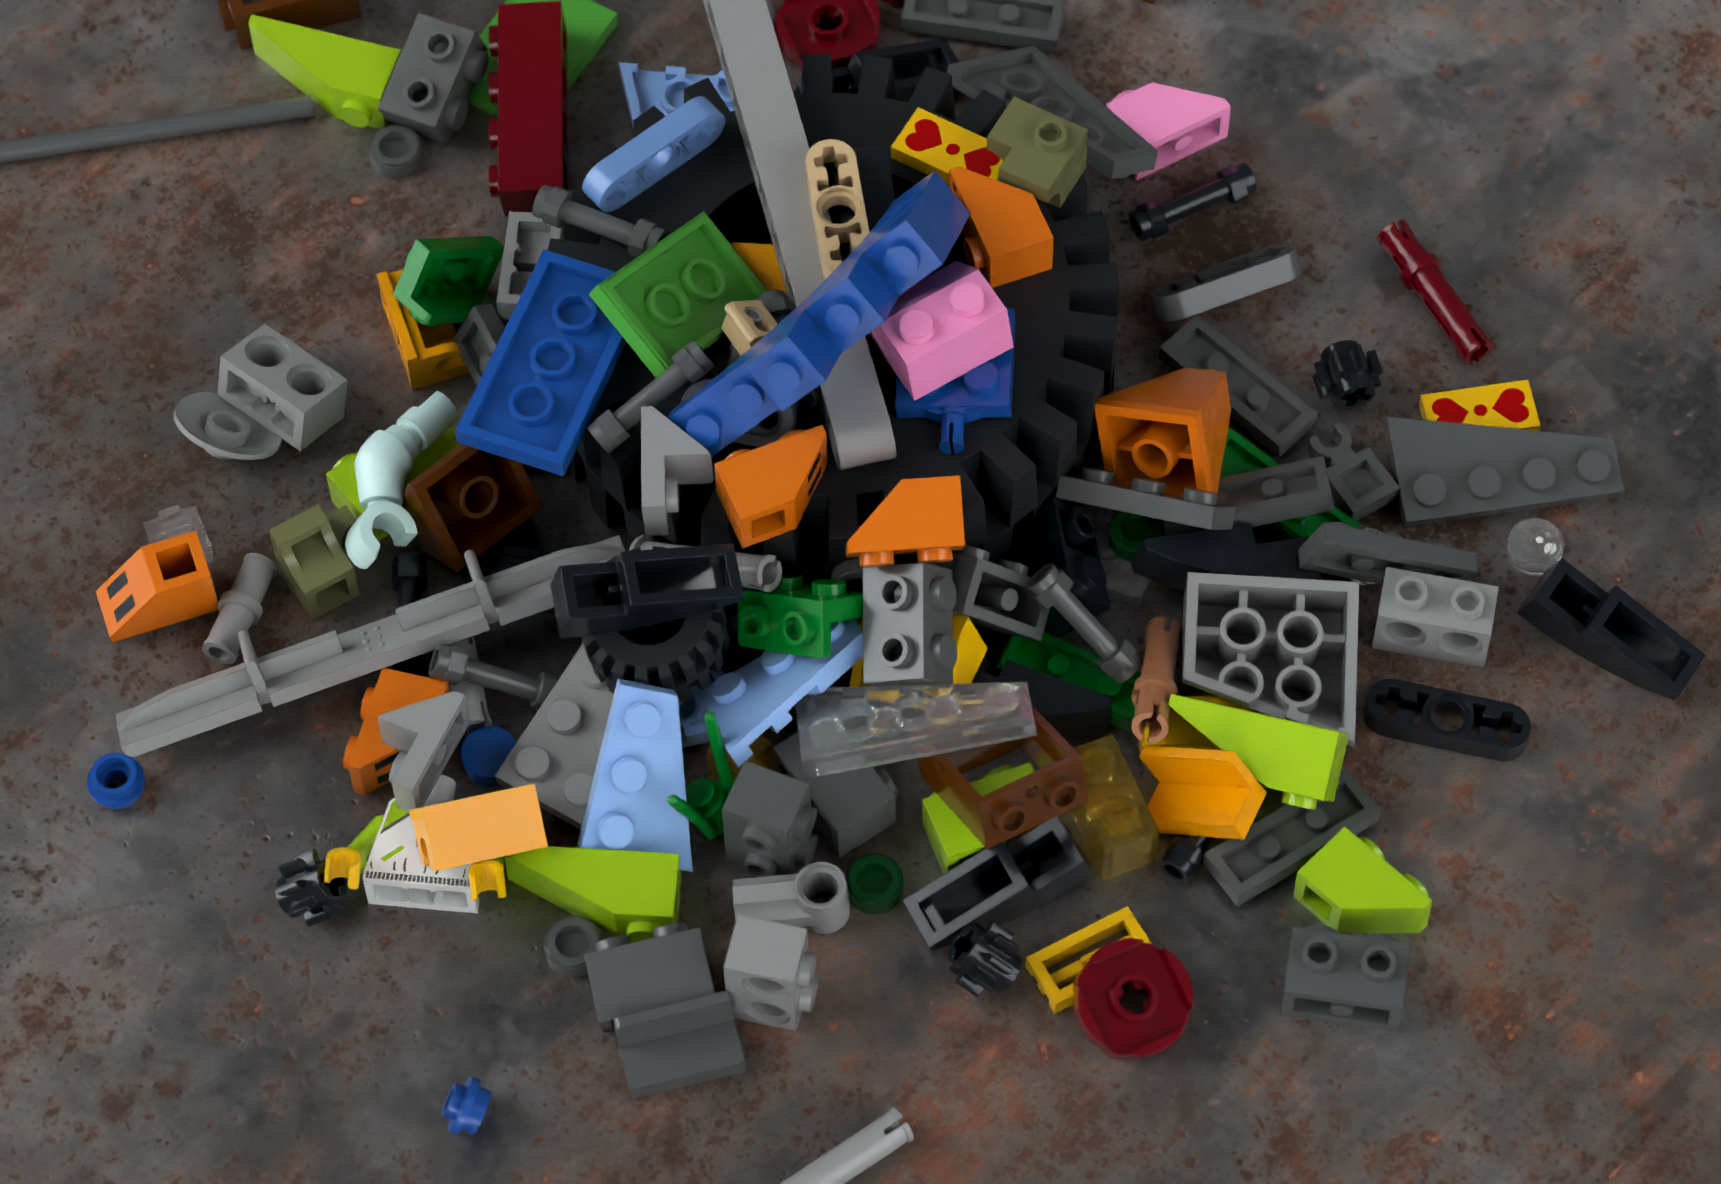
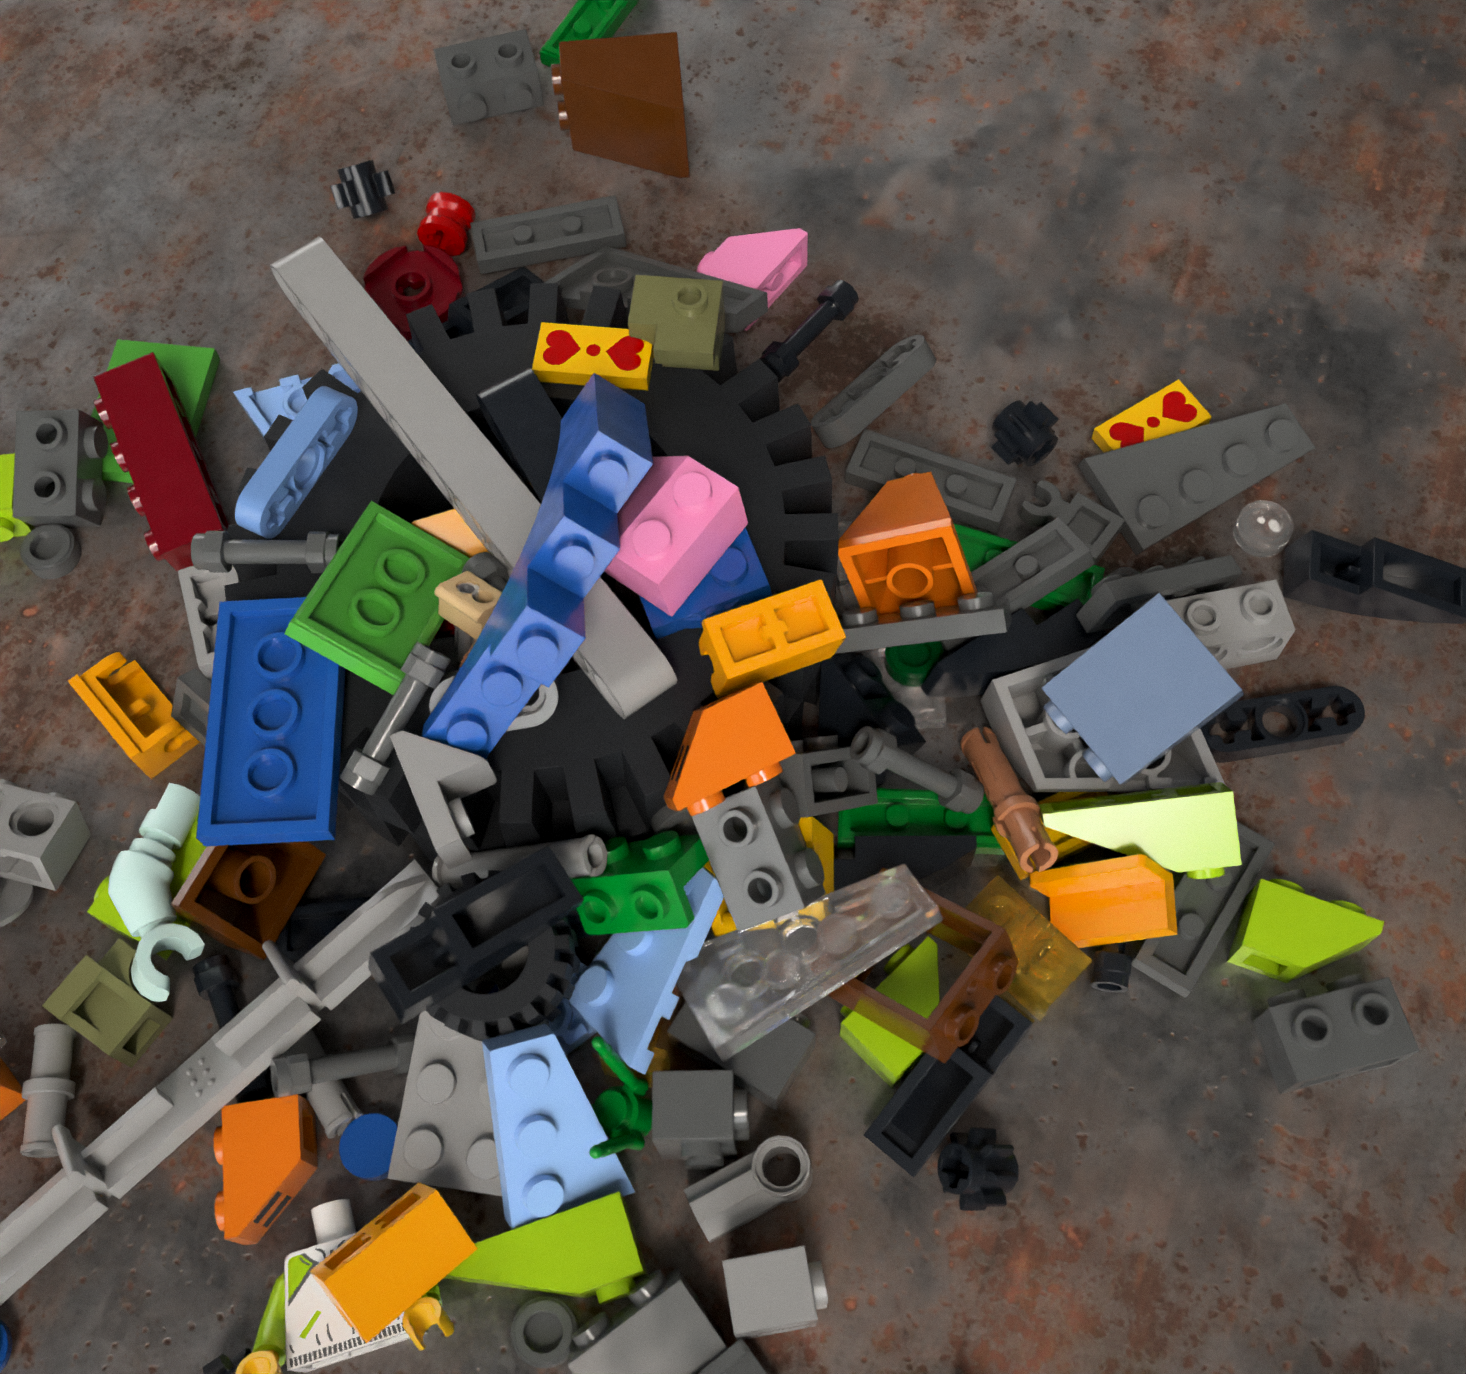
camera: 20 degrees left, 5 degrees up
(427, 738) = (303, 1174): light grey slope -> none
(448, 278) = (140, 658): green bracket -> none
(771, 485) = (562, 765): orange slope -> none
(822, 197) = (512, 428): tan beam -> none
(874, 883) = (823, 1124): dark green tile -> none
(989, 447) = (771, 637): none -> light orange hinge
(1005, 228) = (683, 406): orange slope -> none
(1041, 960) = (1043, 1160): yellow tile -> none
(1143, 967) = (1108, 1150): dark red plate -> none
(1310, 624) = (1139, 692): none -> sand blue slope
(1422, 274) = (1041, 322): dark red pin -> none

